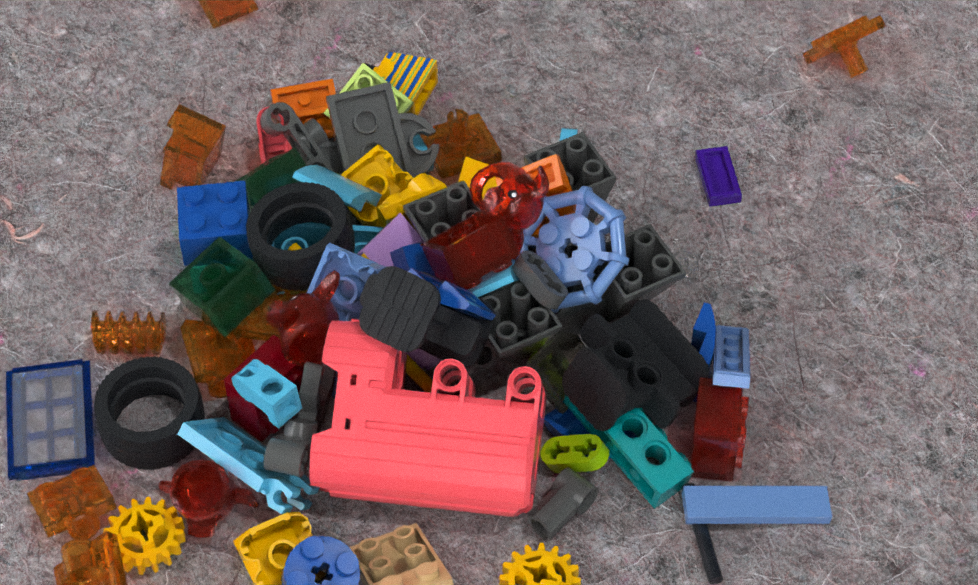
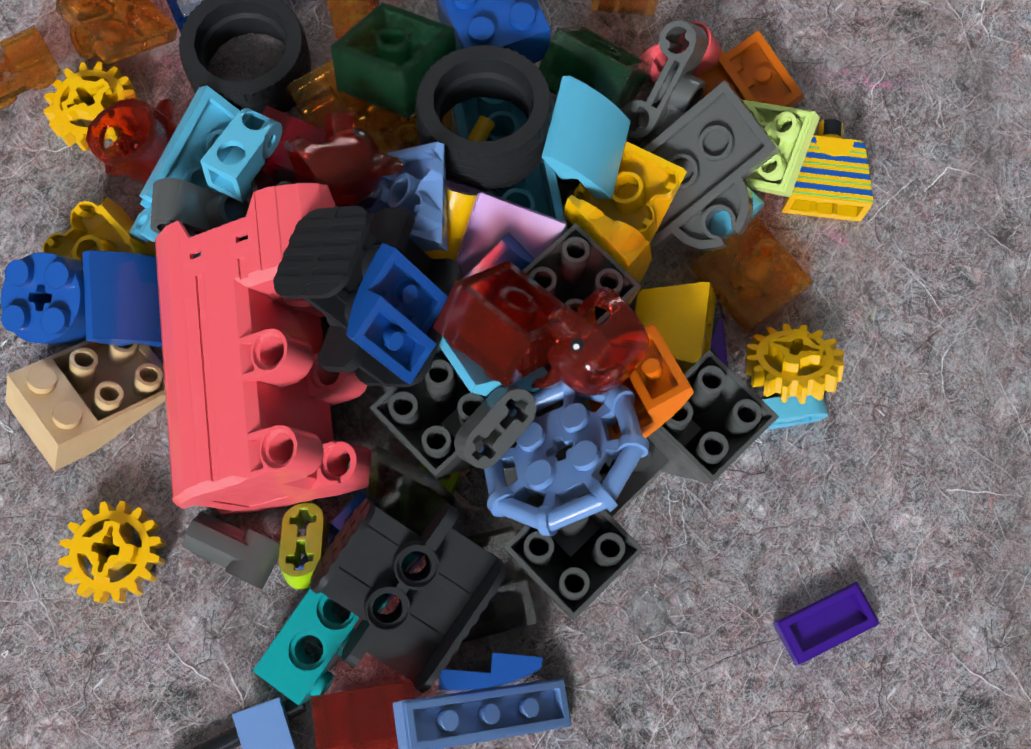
camera: 70 degrees right, 20 degrees up
(339, 523) = (121, 298): none -> blue slope
(534, 132) = (794, 363): none -> yellow gear

